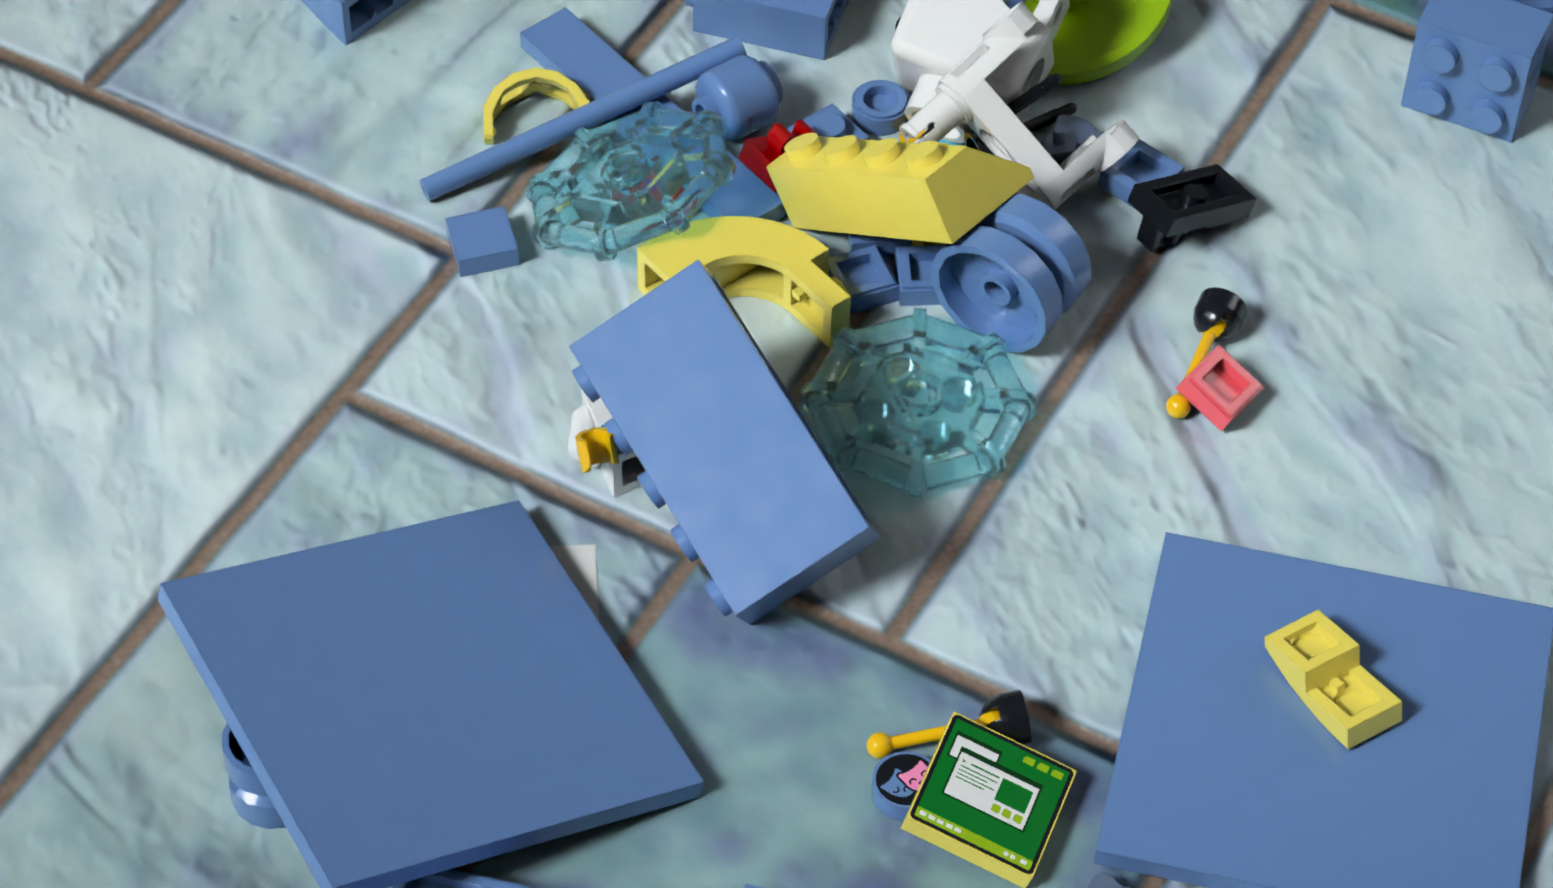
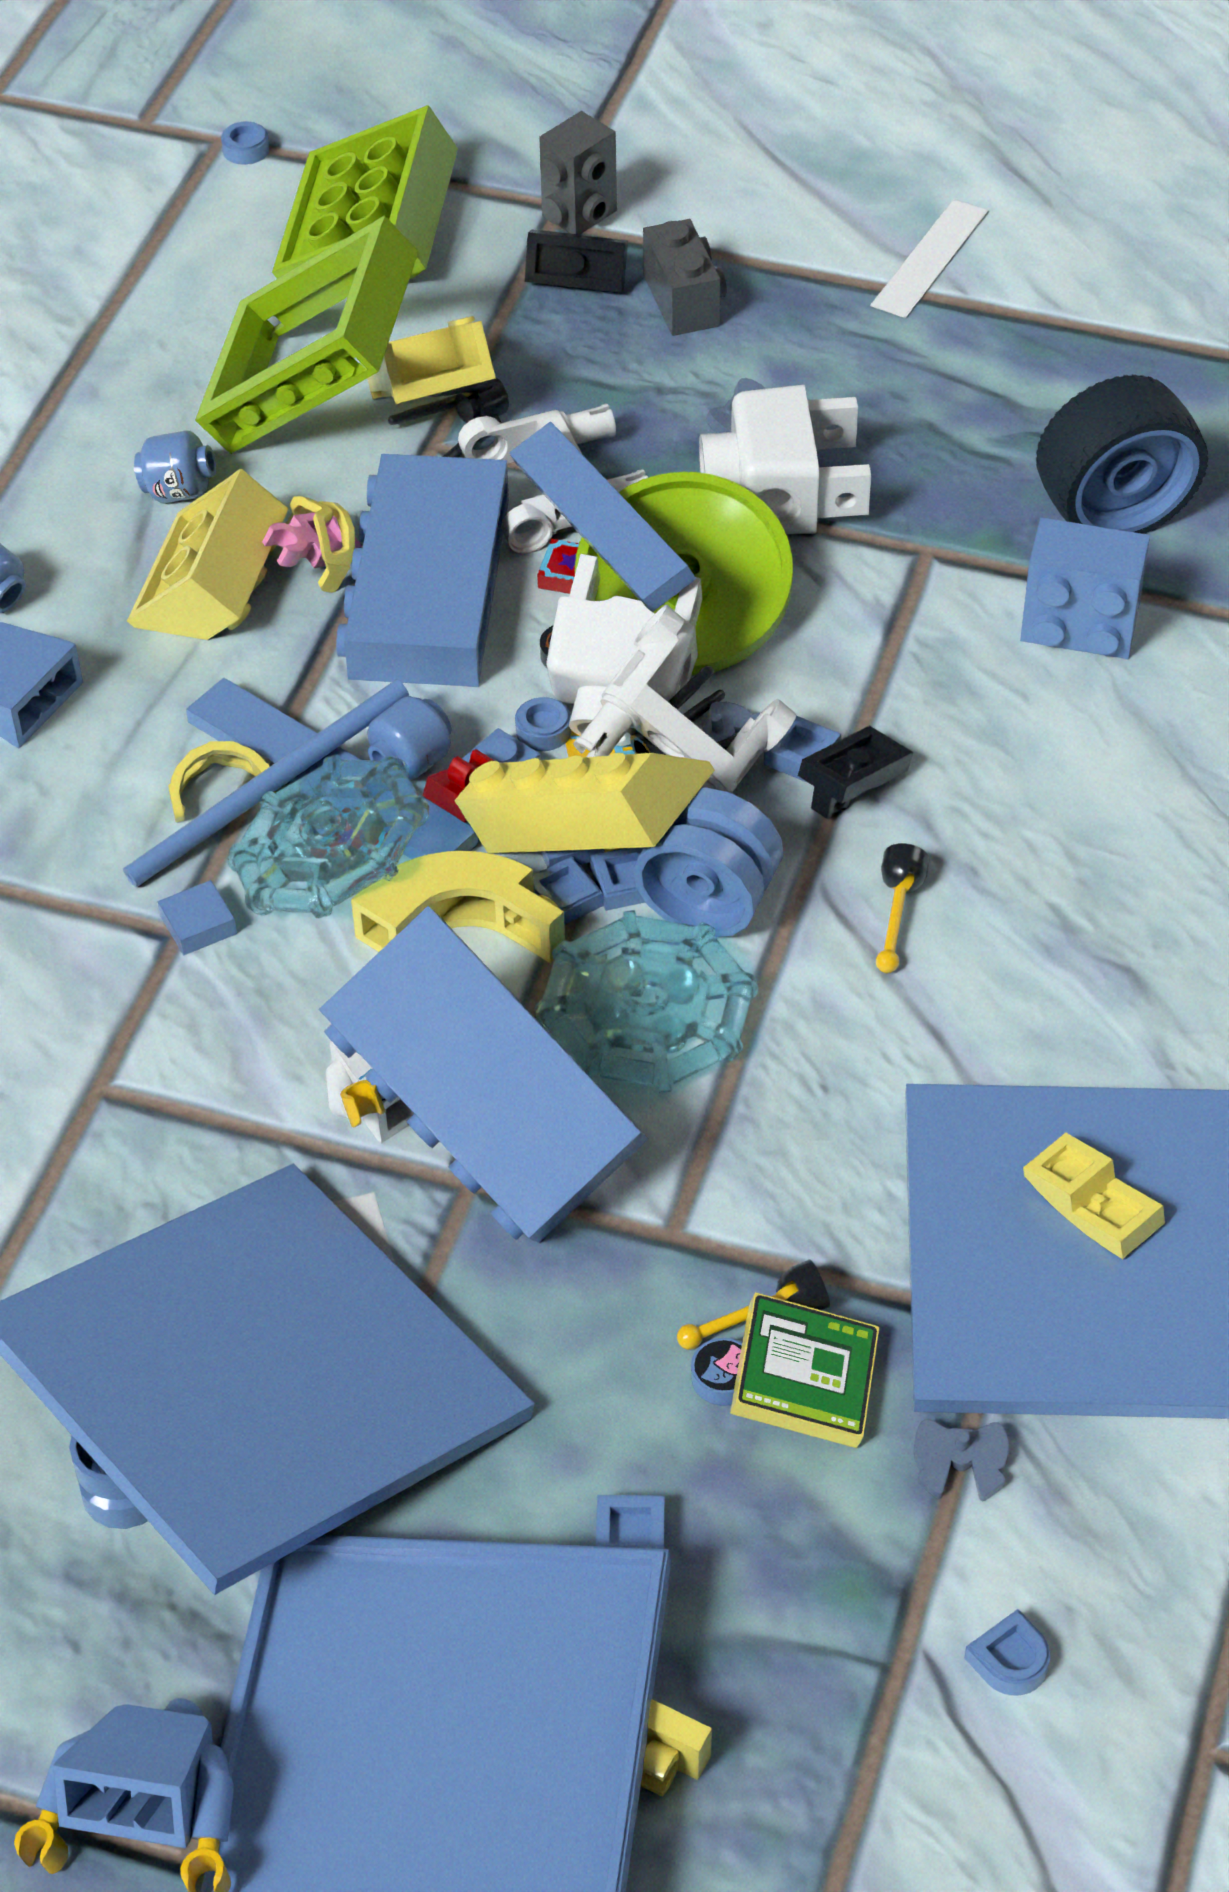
camera: 10 degrees left, 0 degrees up
(1219, 387) = (922, 937): coral tile -> none

